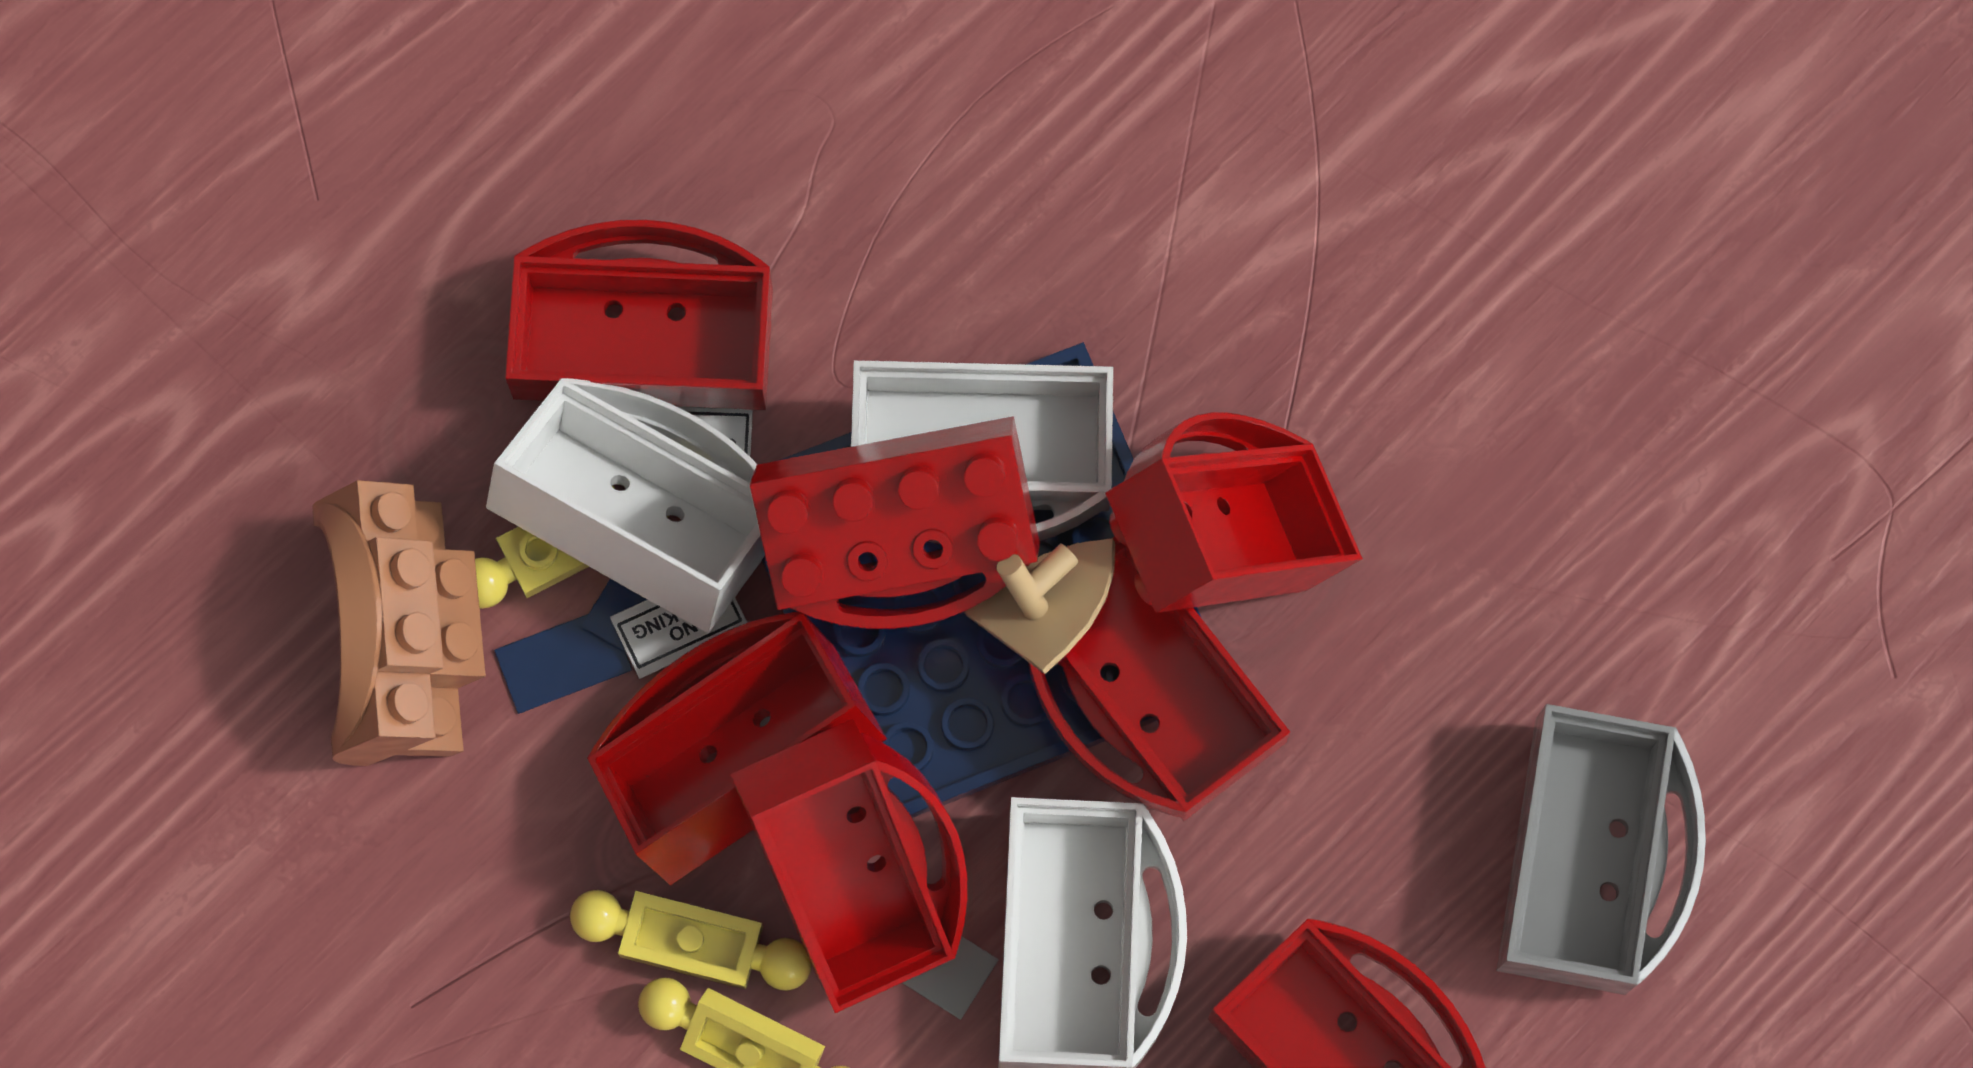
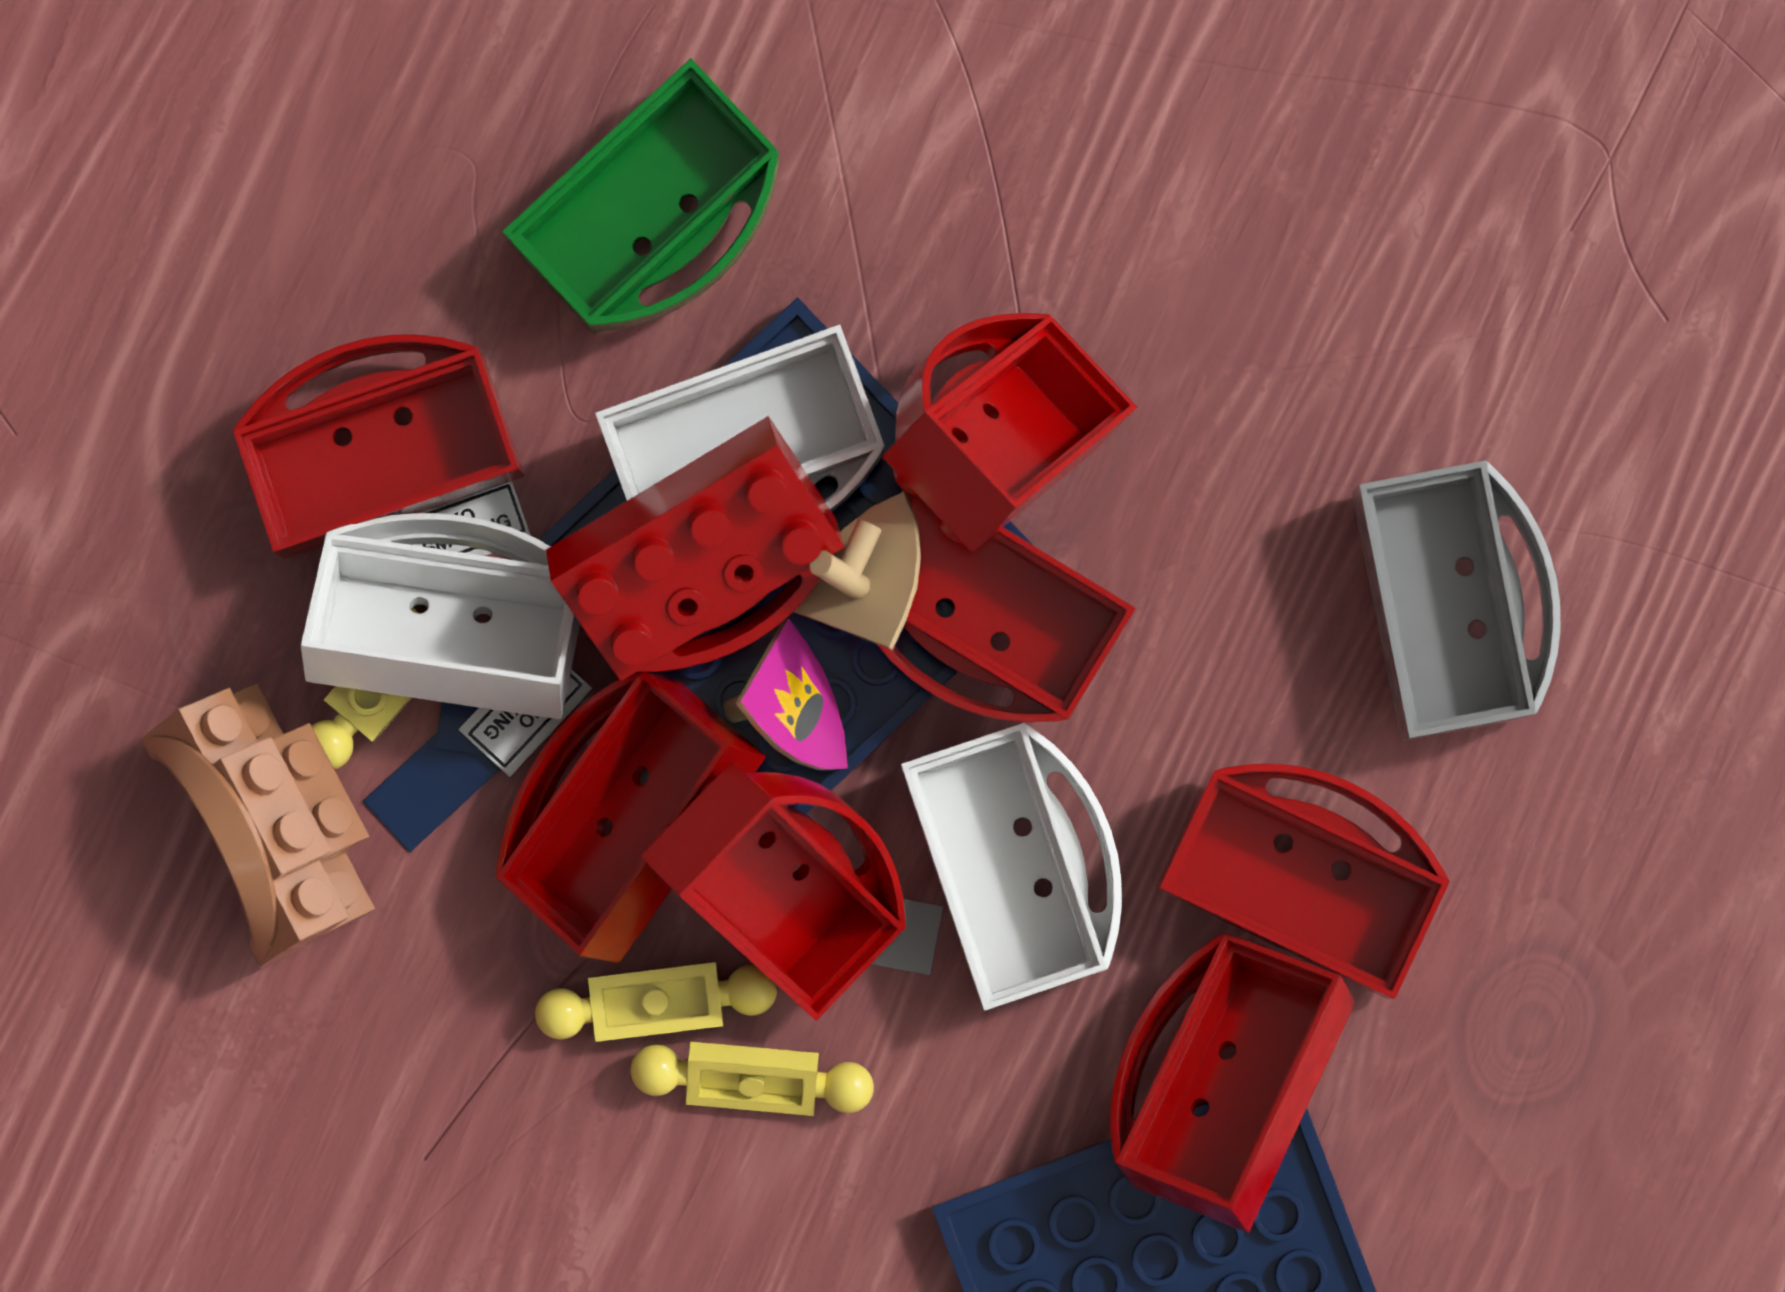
camera: 20 degrees left, 10 degrees up
(931, 704) = (792, 703): none -> dark pink shield
(966, 186) = (631, 189): none -> green piece

